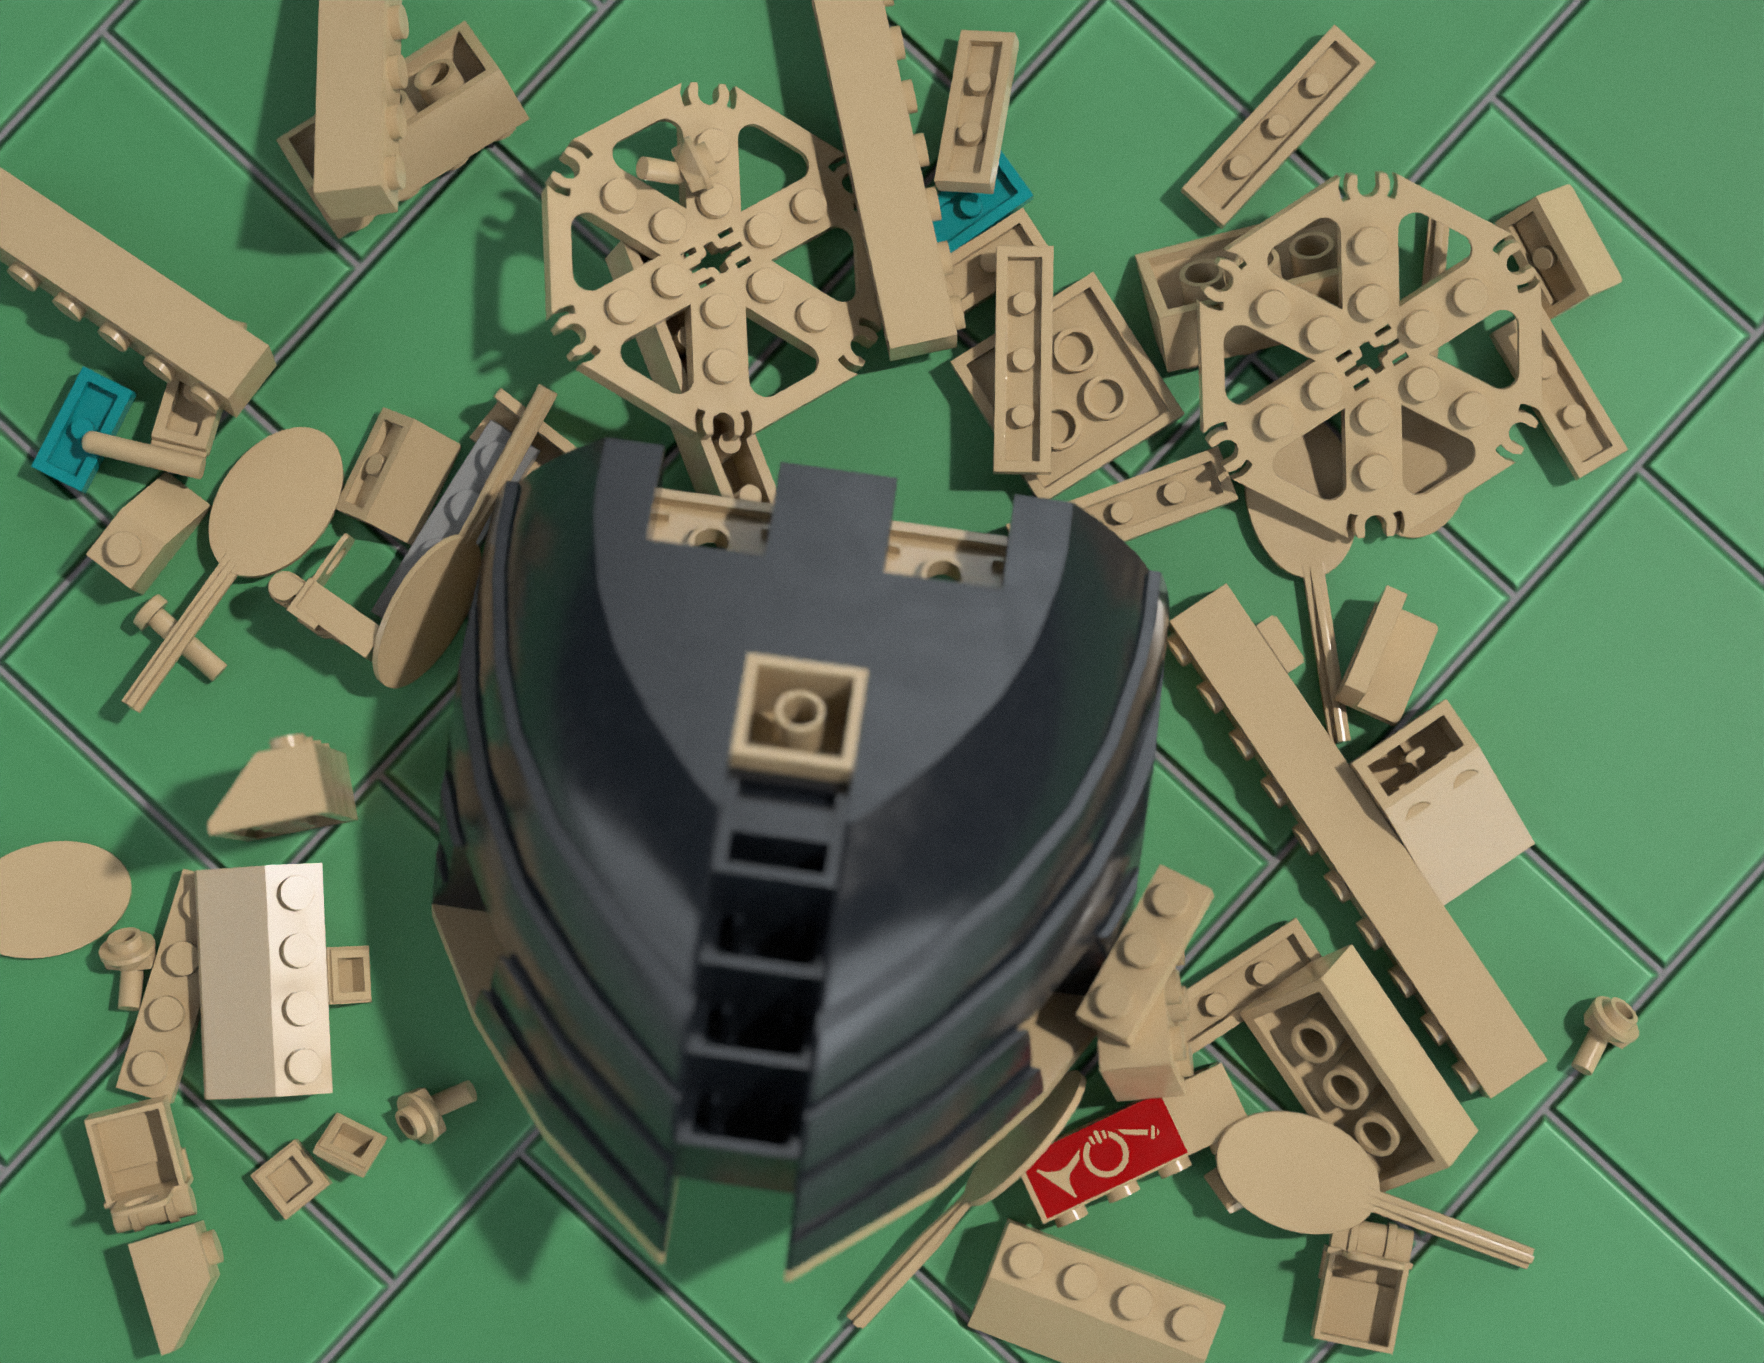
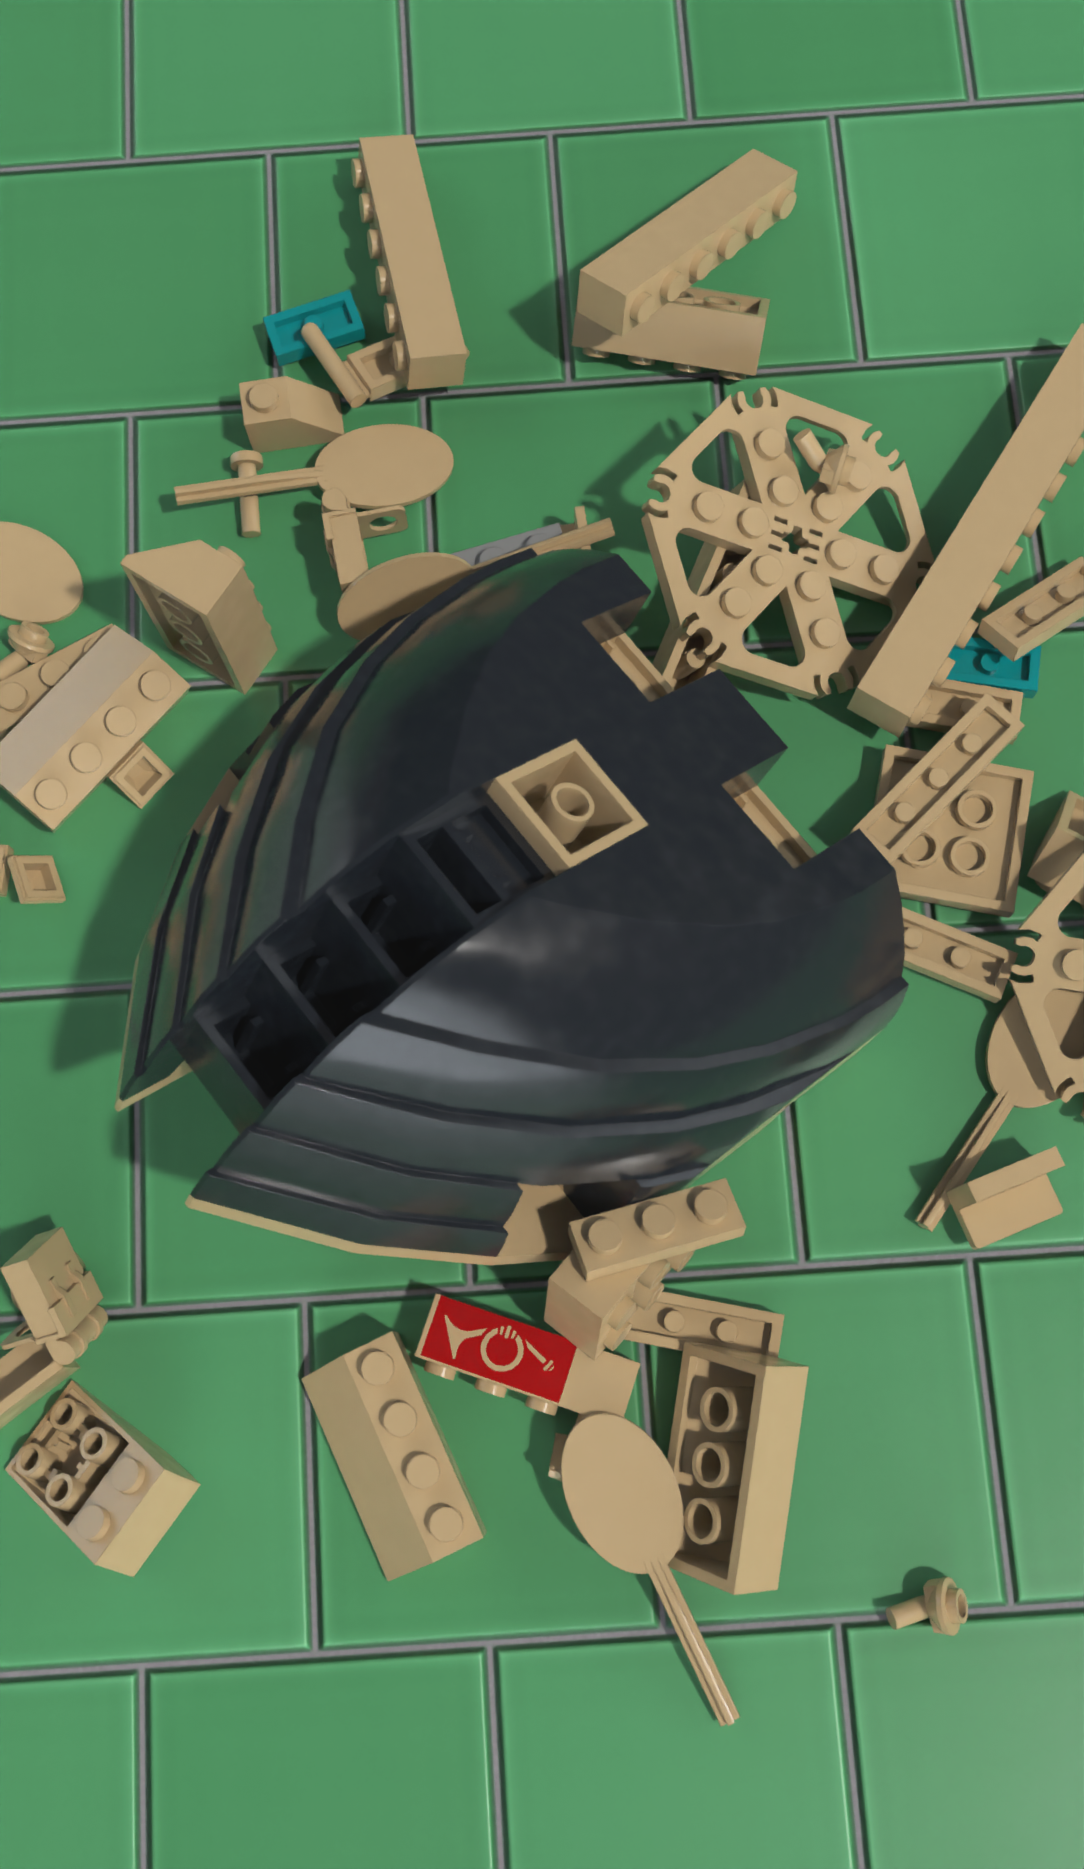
camera: 45 degrees right, 10 degrees down
(398, 475) = (472, 513): tan panel -> none
(421, 1114) = (99, 903): tan plate -> none
(990, 1177) = (425, 1288): tan piece -> none
(1280, 643) = (940, 1120): tan tile -> none
(1355, 843) = (871, 1312): tan brick -> none
(1363, 1286) = (593, 1621): tan piece -> none
(1443, 801) = (960, 1330): tan slope -> none

